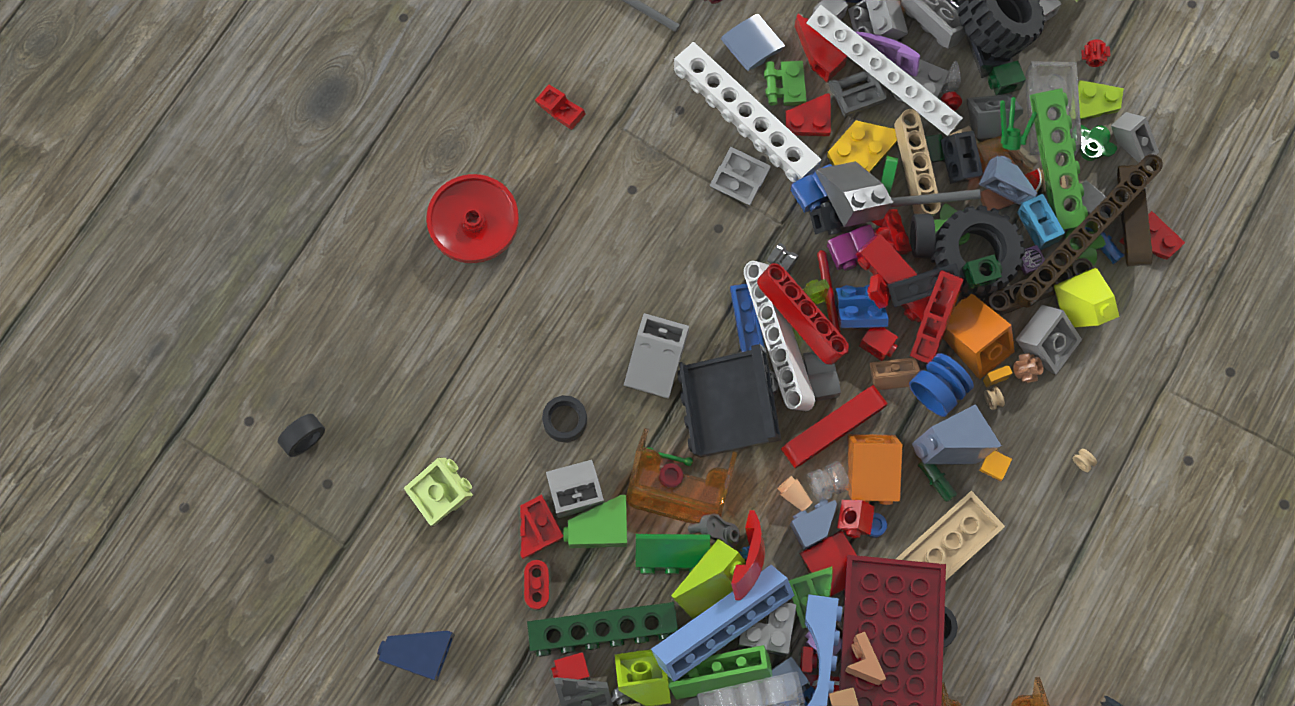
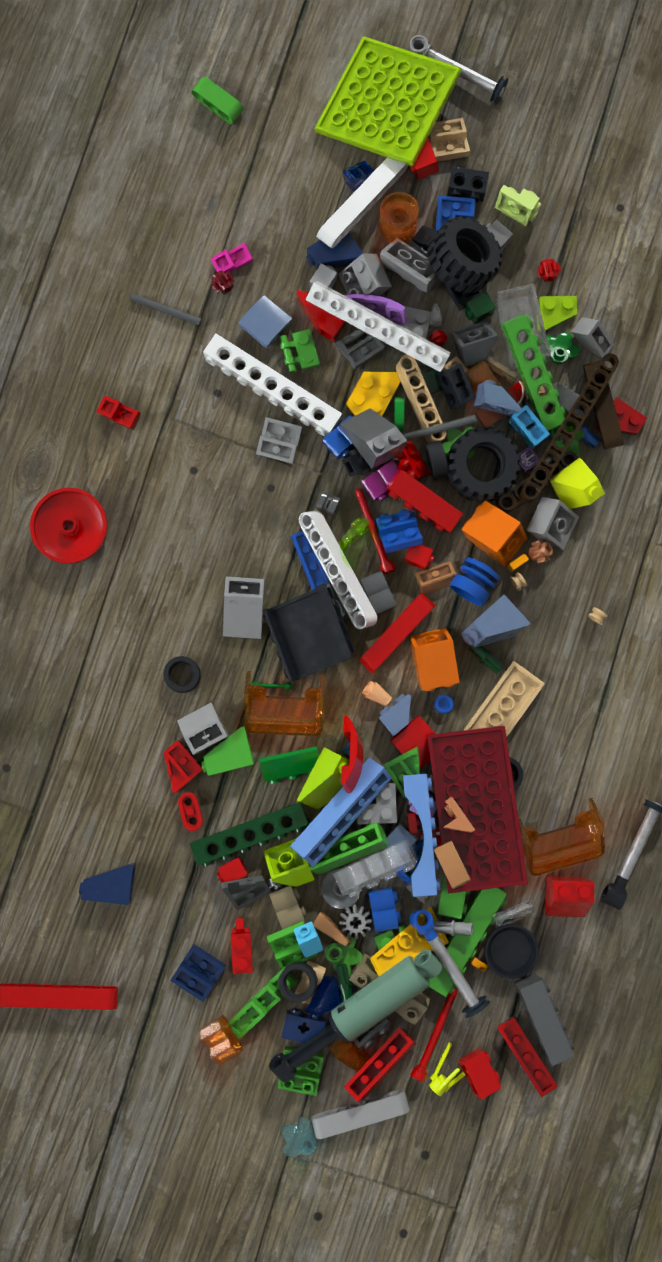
camera: 15 degrees left, 10 degrees up
(439, 490) = (96, 754): yellowish green plate -> none
(670, 475) = (276, 701): dark red tile -> none
(717, 529) = (321, 737): dark grey piece -> none
(802, 314) = (348, 541): red beam -> none
(810, 118) = (326, 377): red wing -> none
(829, 481) = (401, 678): clear wheel -> none
(849, 512) = (422, 699): red brick -> none
(878, 291) = (410, 517): red plate -> none
(918, 286) = (446, 503): black tile -> none
(936, 316) = (460, 528): red slope -> none
(975, 278) = (481, 484): dark green brick -> none
(995, 465) = (529, 635): light orange tile -> none
(1012, 137) = (493, 362): green plant -> none

